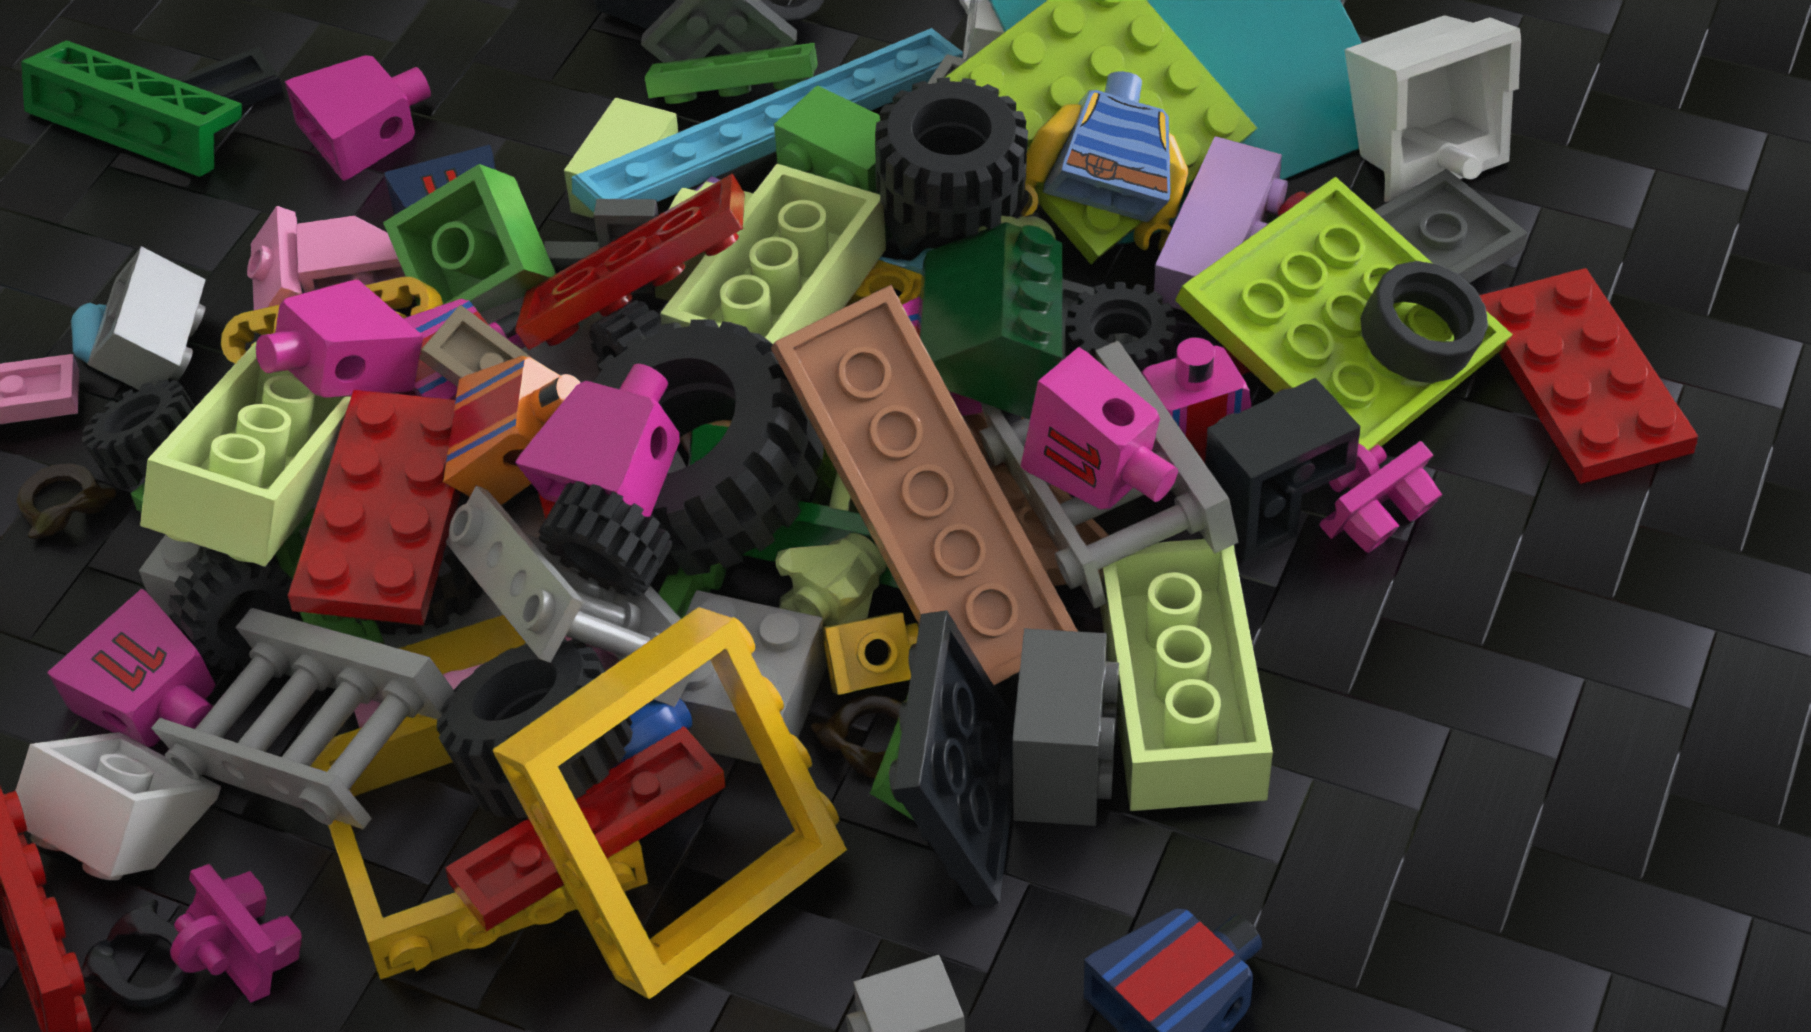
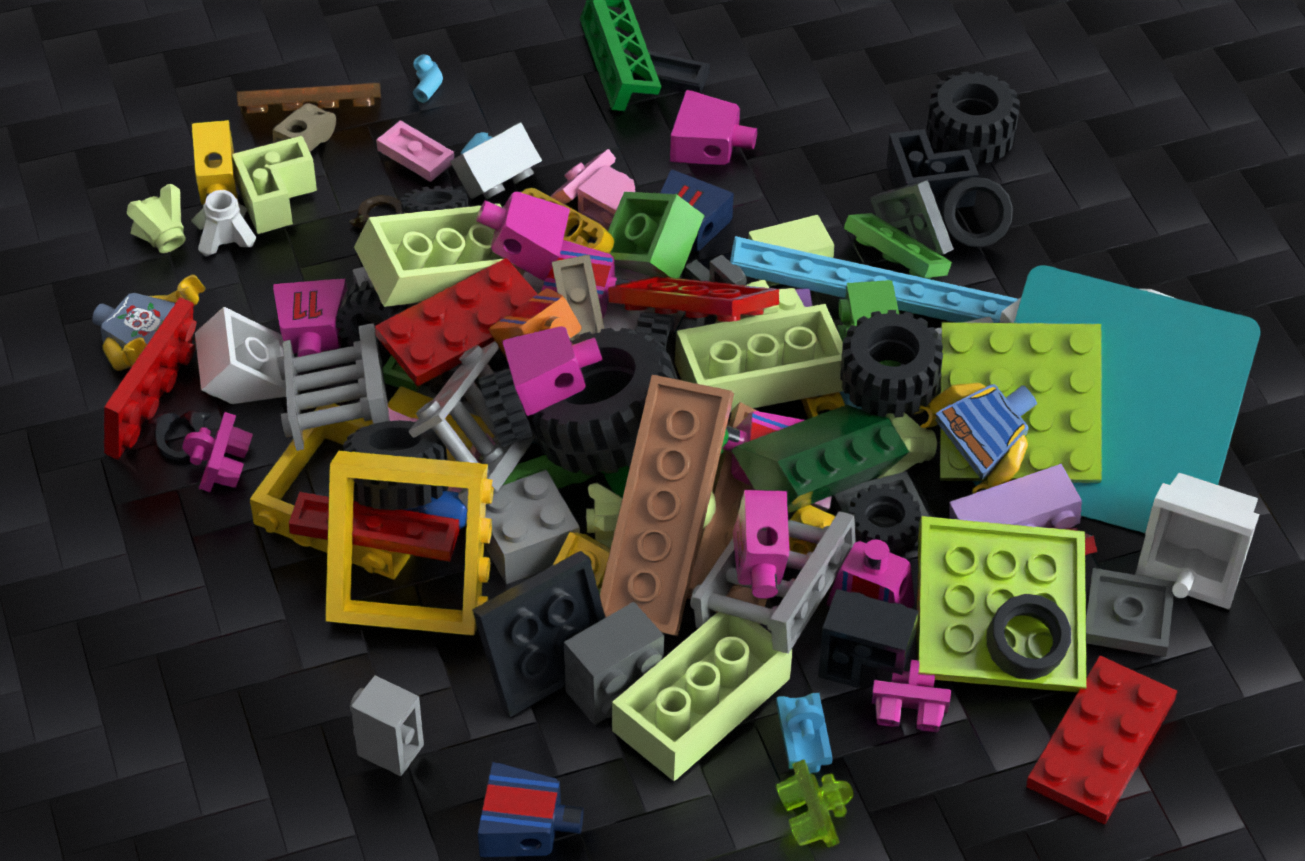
camera: 45 degrees right, 0 degrees up
(1335, 617) = (804, 731): none -> dark azure hips
(1445, 671) = (804, 789): none -> clear neon green hips

